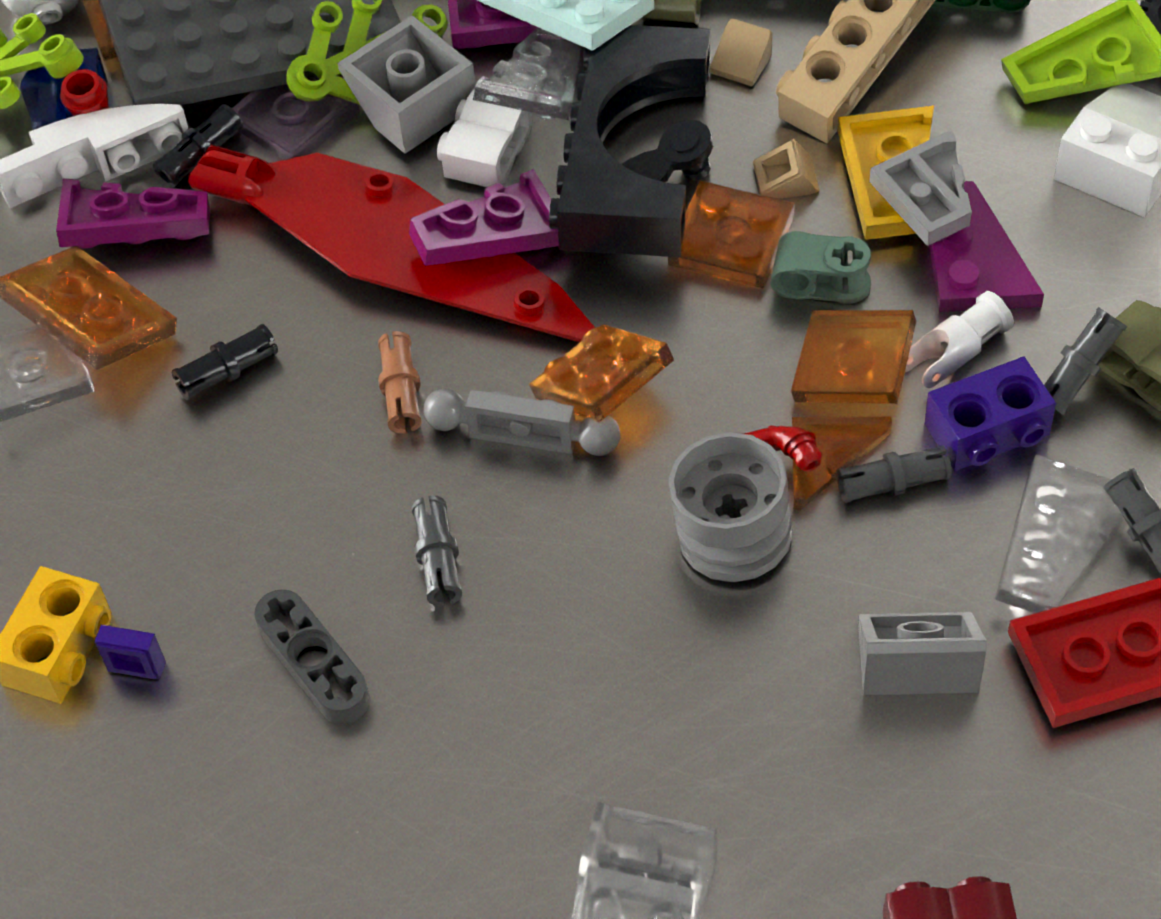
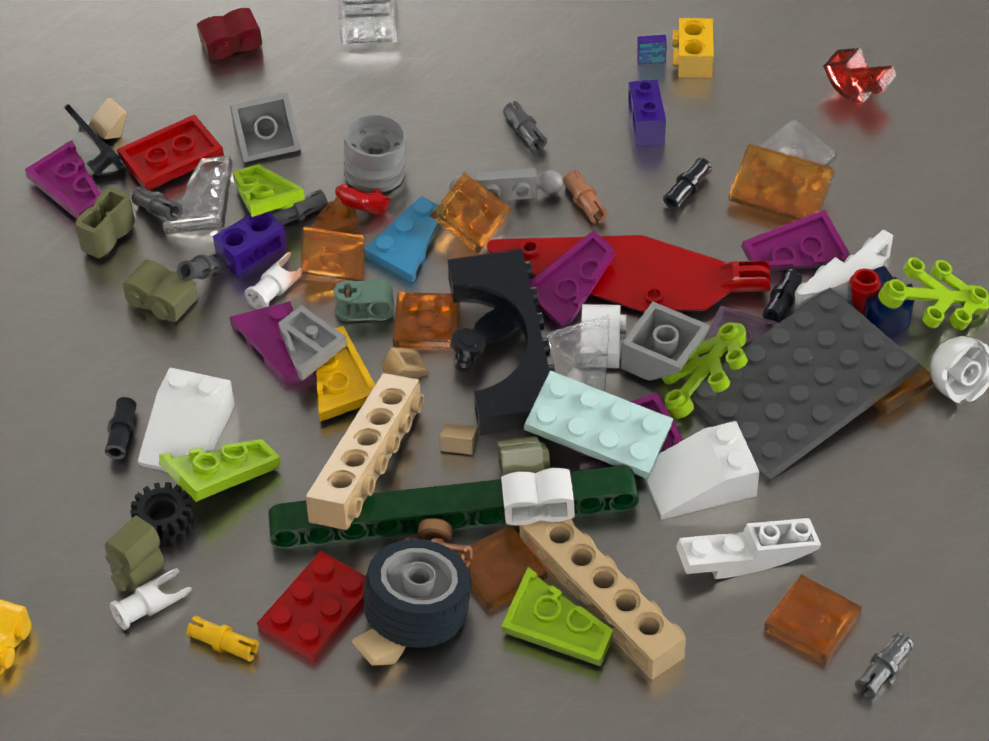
camera: 160 degrees right, 5 degrees down
(218, 501) = (646, 113): none -> dark purple brick
(312, 678) = (548, 65): dark grey beam -> none
(716, 380) = (405, 240): none -> dark azure wing
(949, 484) = (266, 190): none -> lime wing

